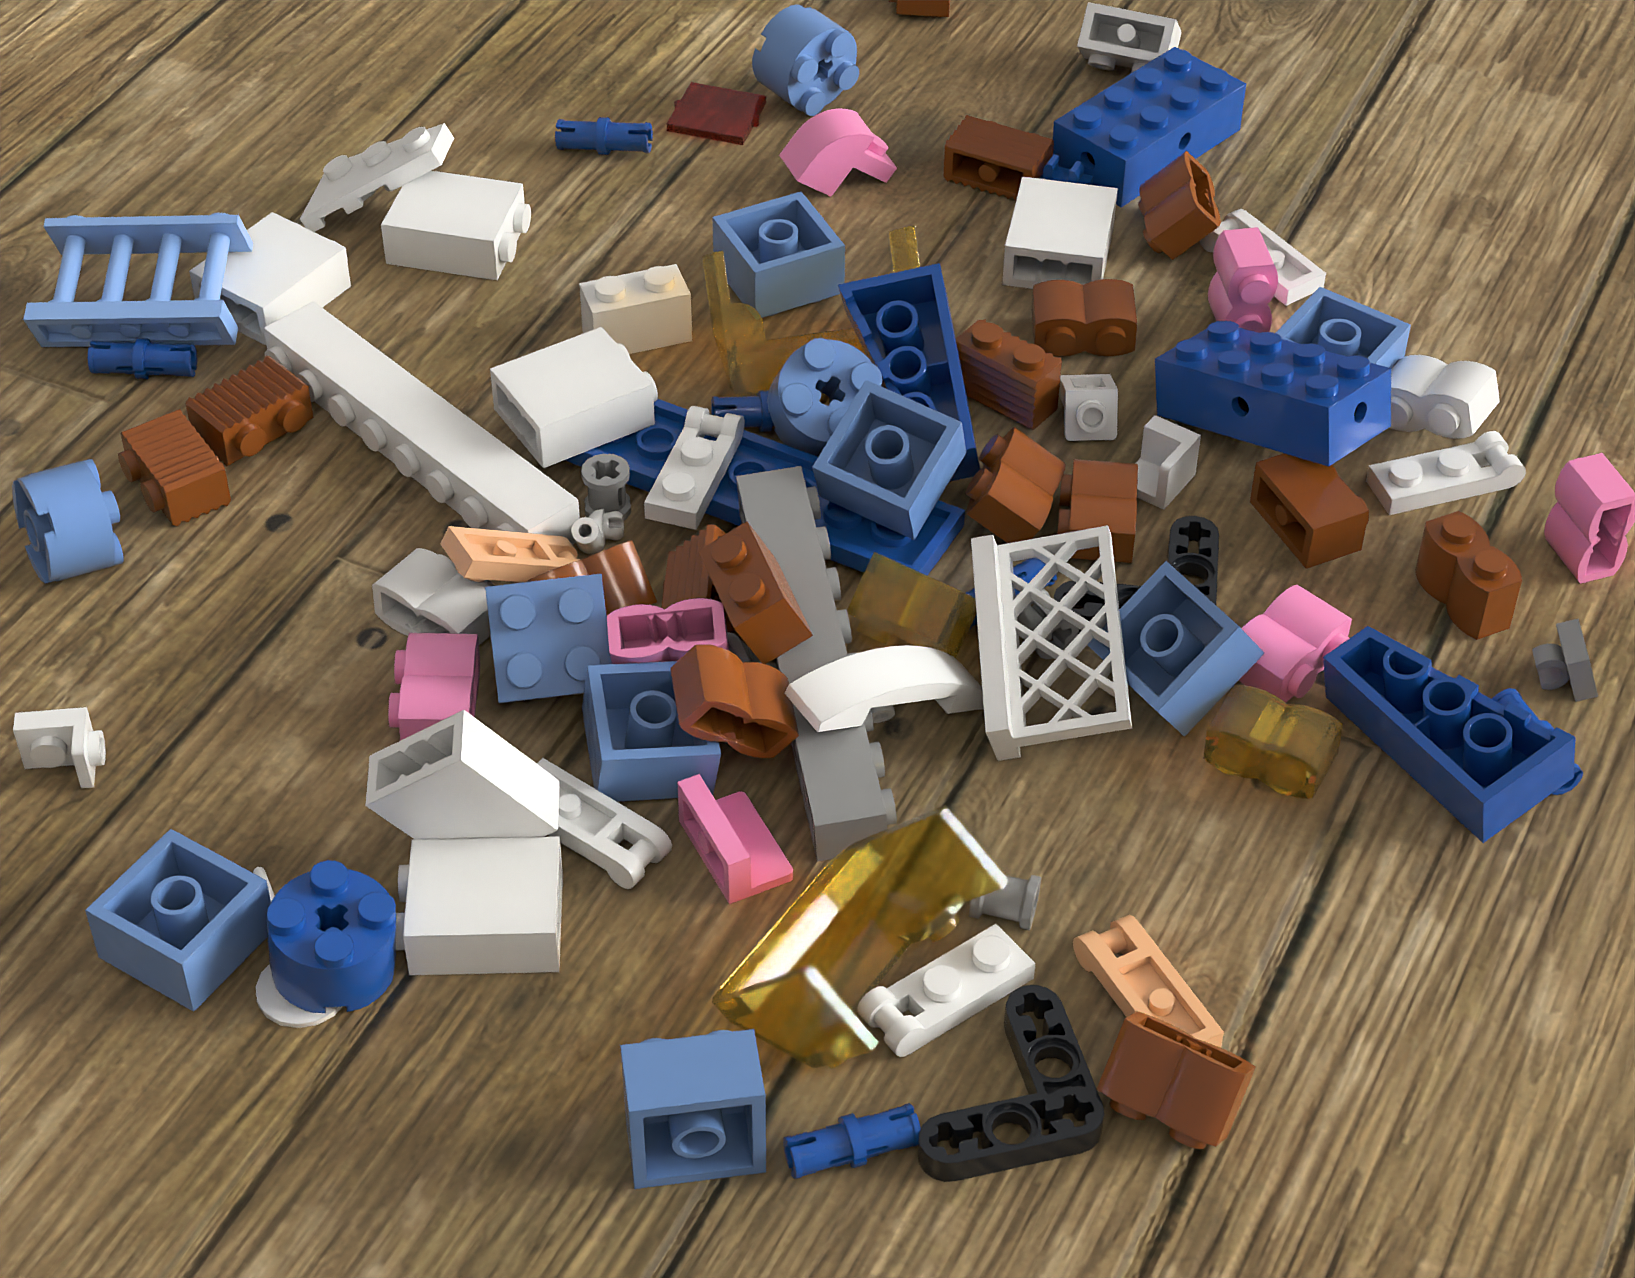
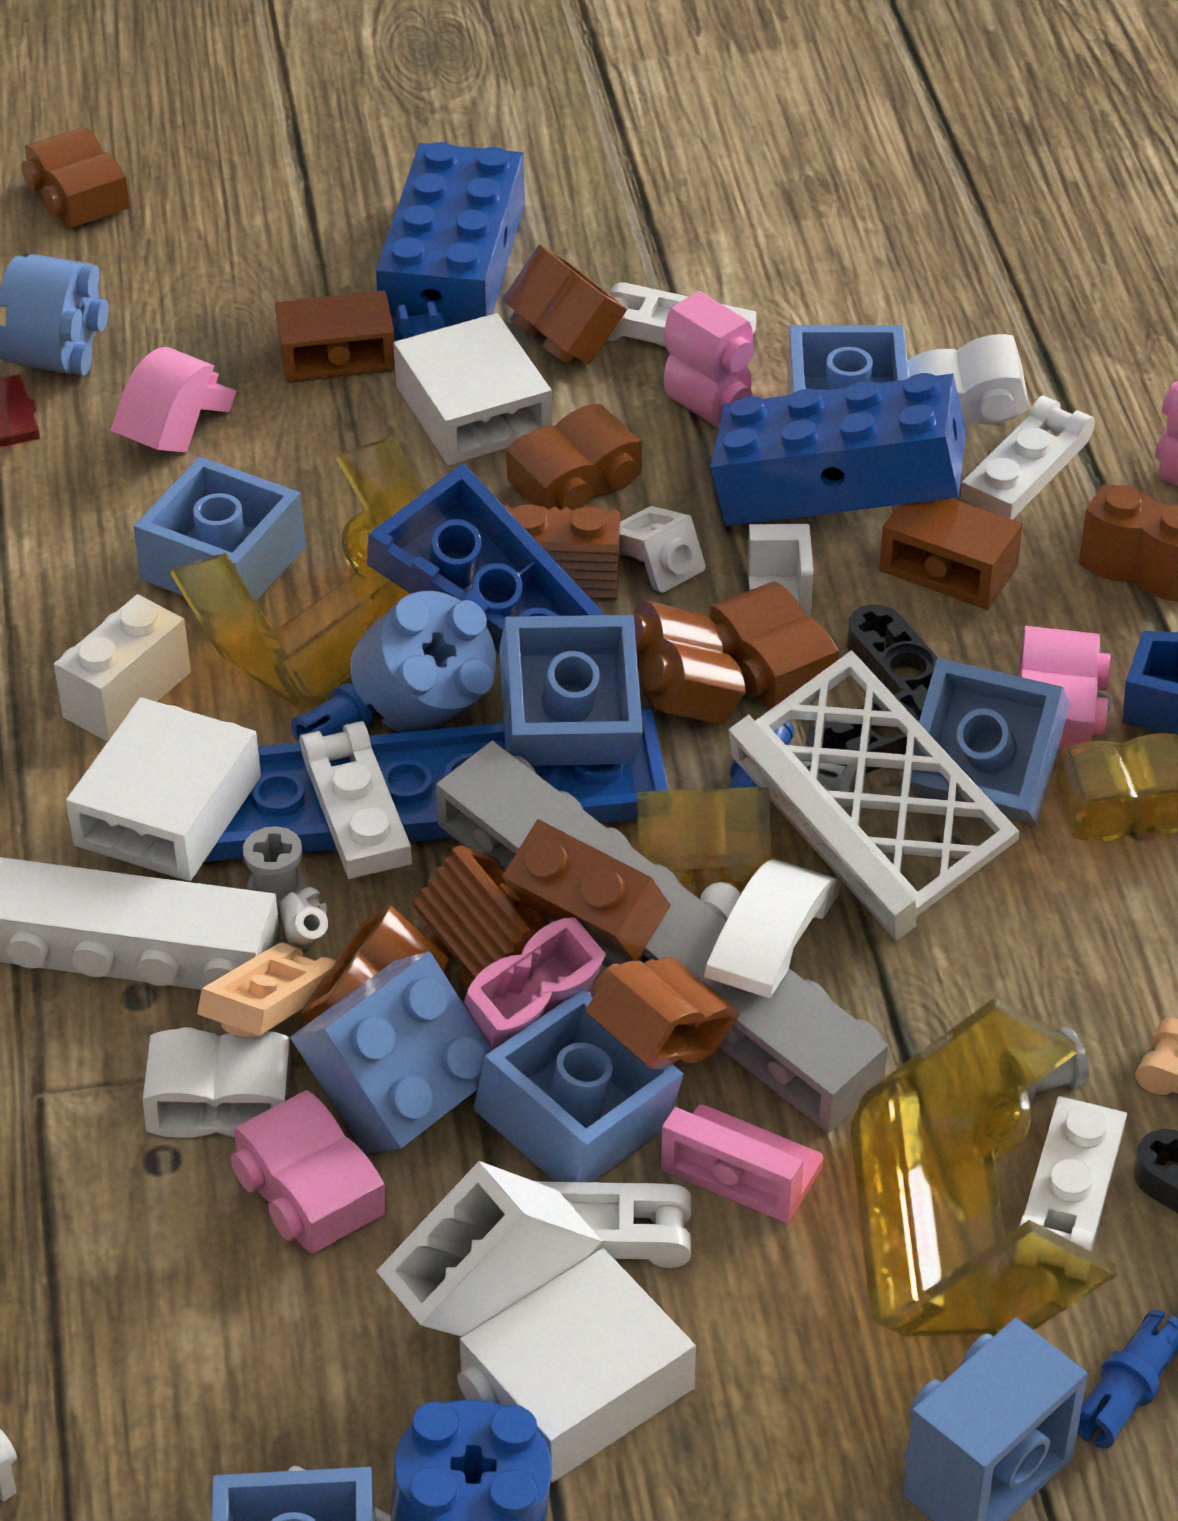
camera: 35 degrees left, 0 degrees up
(1125, 37) = (355, 155): white brick -> none

